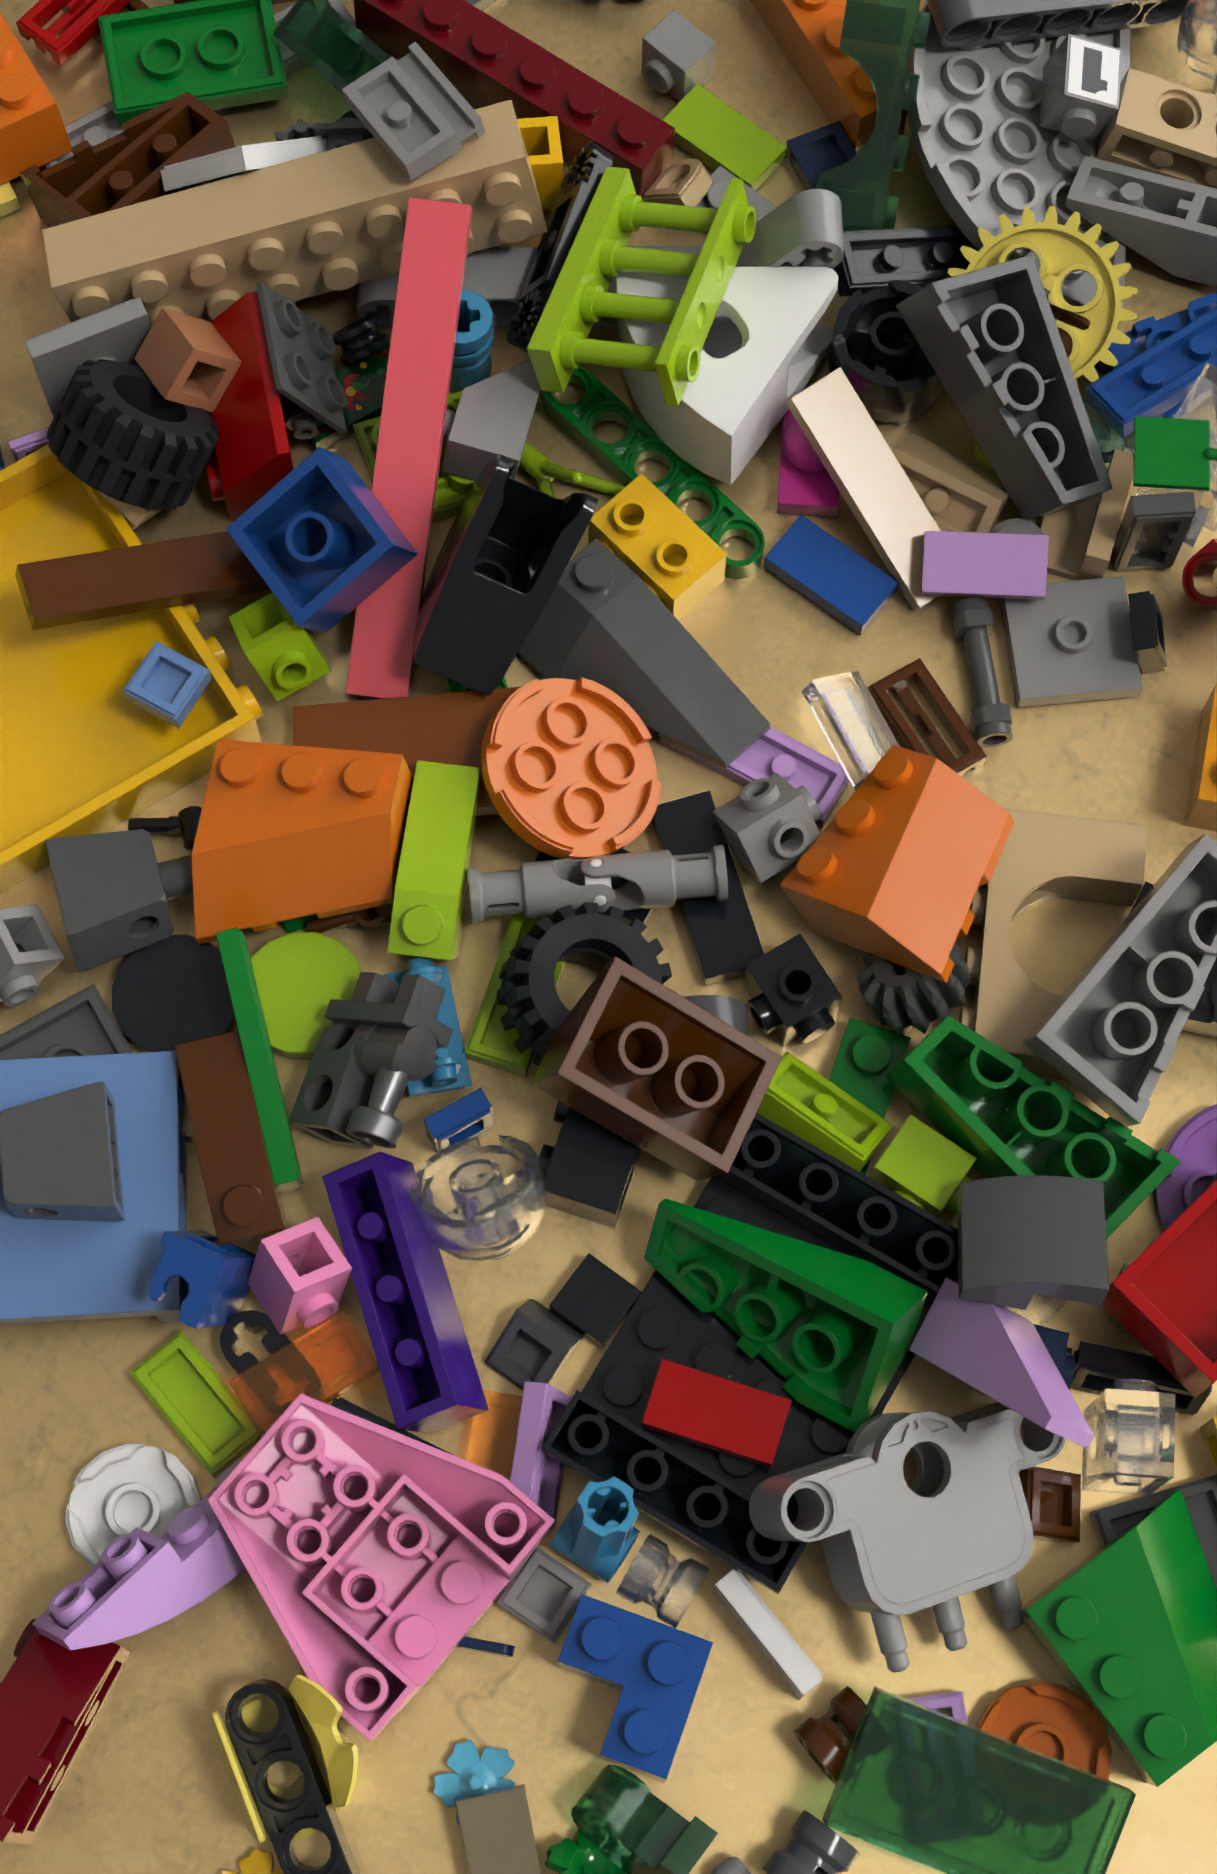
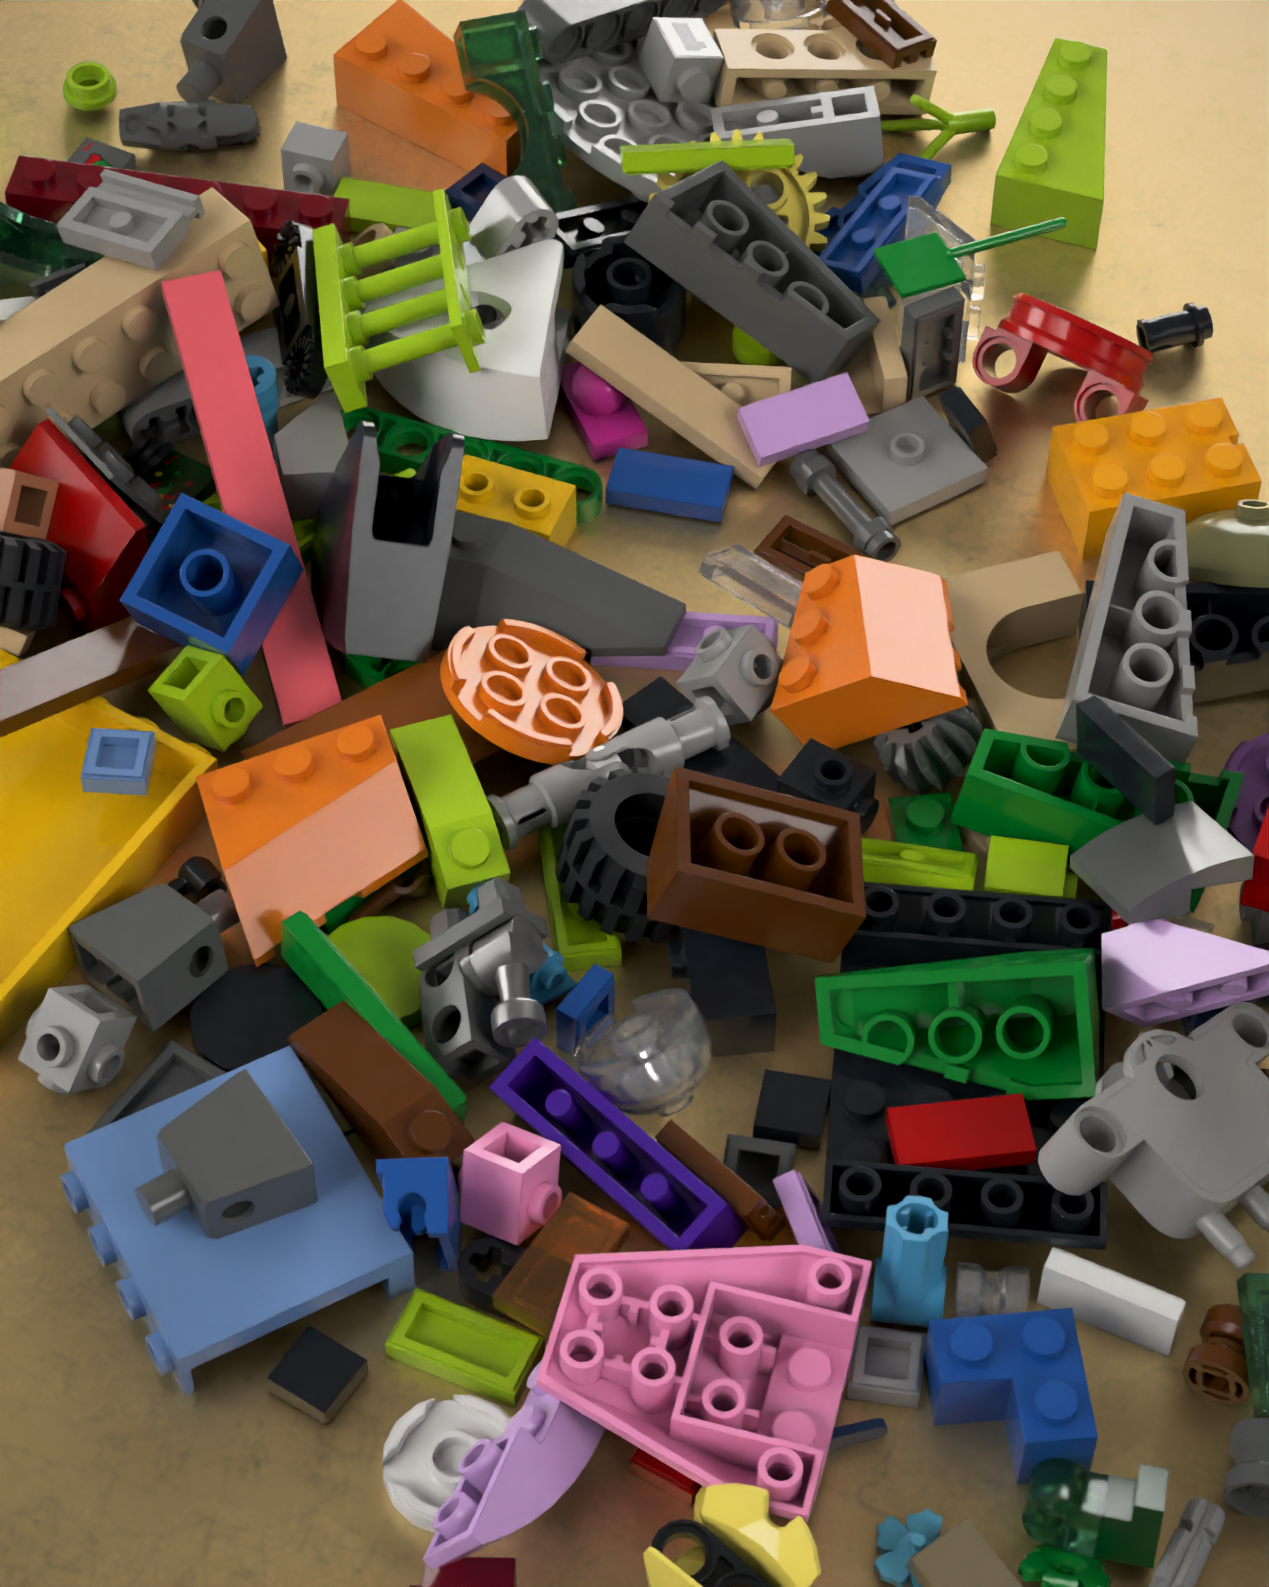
camera: 25 degrees left, 20 degrees down
(61, 1373) = (317, 1375): none -> black tile
(479, 1359) = (720, 1179): none -> reddish brown tile
(1027, 234) = (700, 155): none -> lime tile
(1053, 1121) = (1125, 759): none -> black tile

